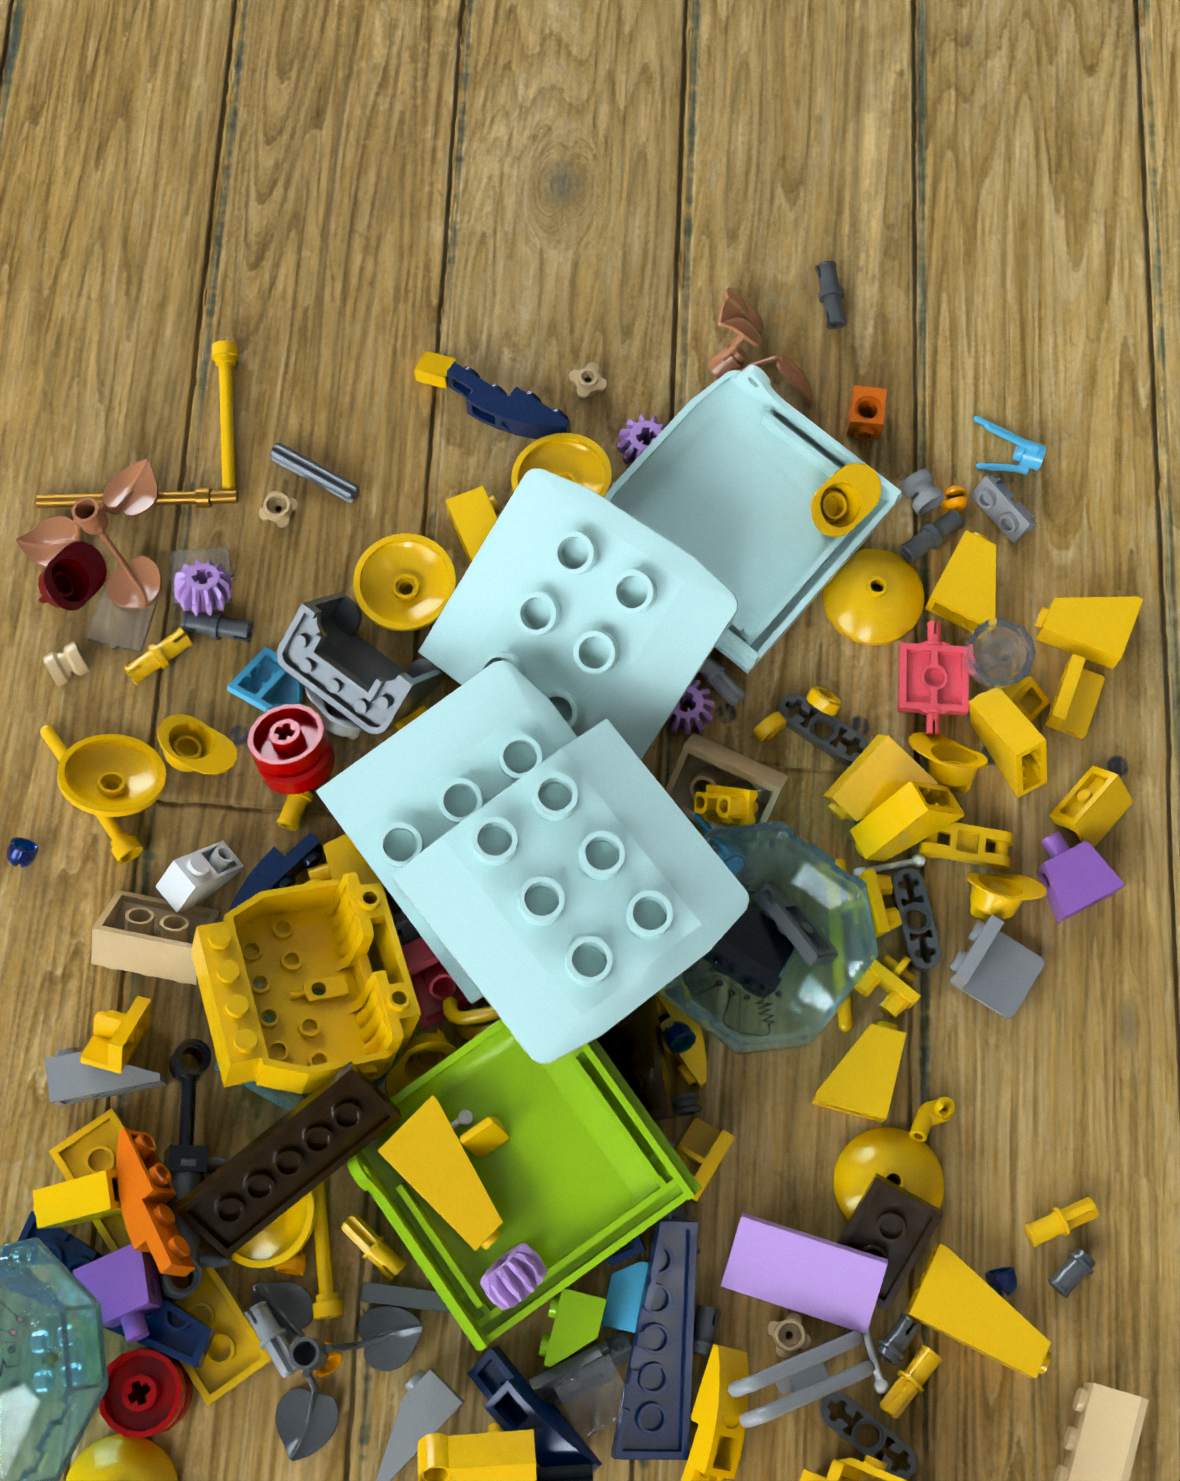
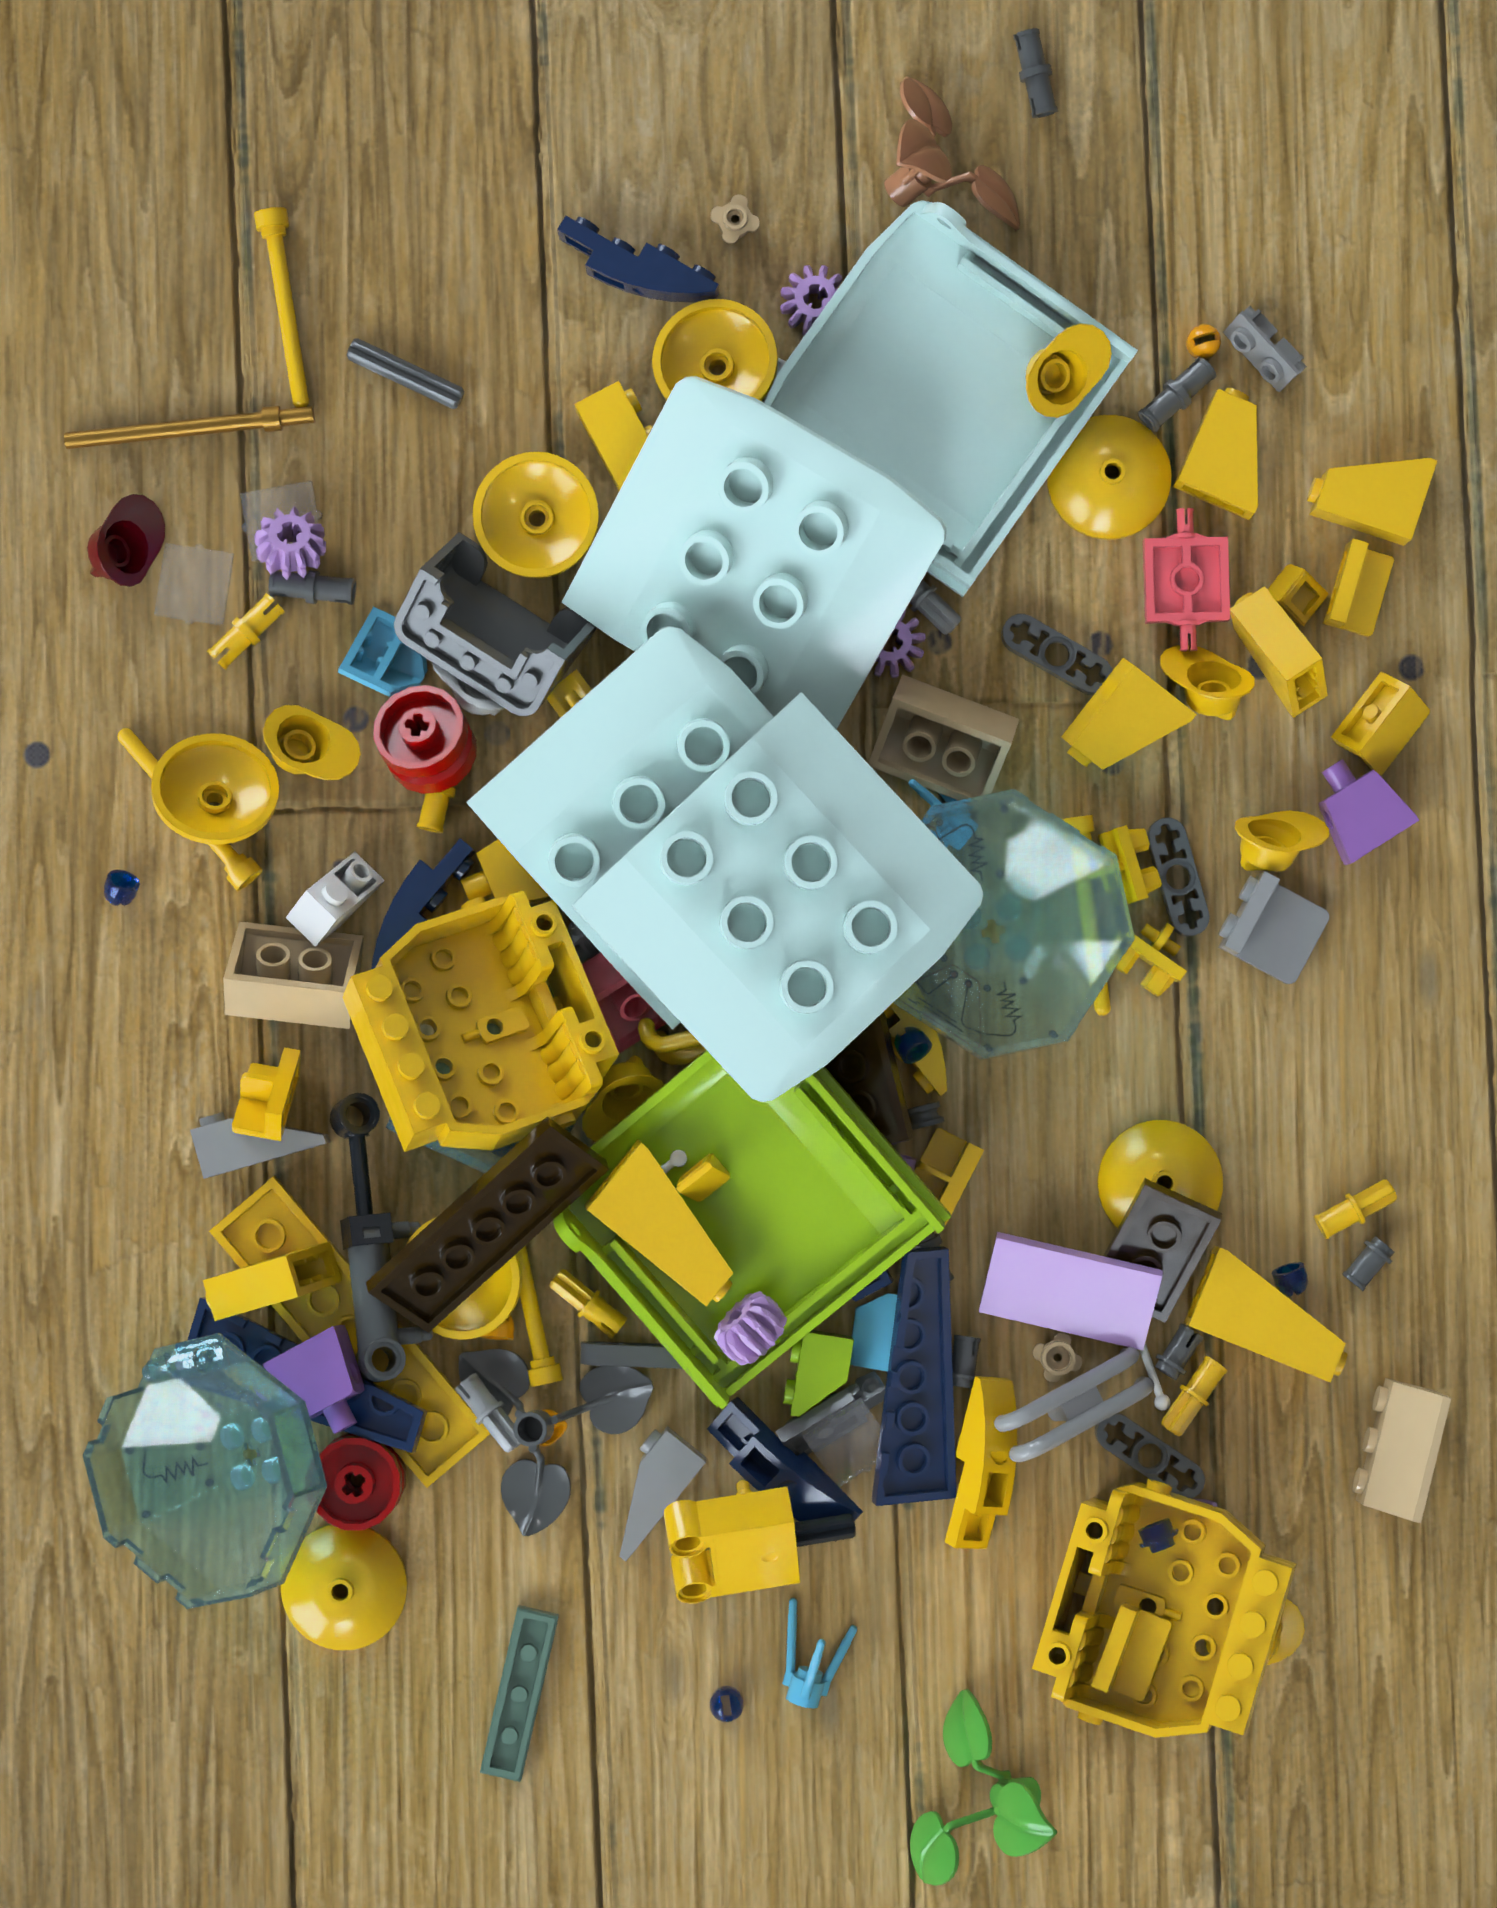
camera: 10 degrees left, 15 degrees up
(65, 664) = (134, 653): tan wheel -> none
(134, 493) = (179, 421): nougat plant -> none
(143, 1195) = (329, 1275): orange slope -> none
(272, 501) = (361, 414): tan plate -> none
(433, 369) = (540, 218): yellow slope -> none
(727, 804) = (949, 768): yellow hips -> none
(752, 953) = (995, 940): black bracket -> none
(770, 727) = (993, 658): yellow tile -> none
(797, 925) = (1038, 903): dark grey hinge -> none
(824, 700) = (1056, 619): yellow tile -> none
(866, 1074) = (1128, 1063): yellow slope -> none
(868, 400) = (1088, 218): orange brick -> none
(905, 820) = (1161, 763): yellow slope -> none
(917, 860) = (1177, 806): white hinge -> none
(922, 491) = (1163, 336): light grey wheel -> none
(930, 1115) = (1203, 1103): yellow arm -> none
(968, 845) = (1233, 781): yellow plate -> none
(998, 653) = (1263, 547): clear cylinder -> none
(1027, 453) = (1291, 269): medium azure plant -> none

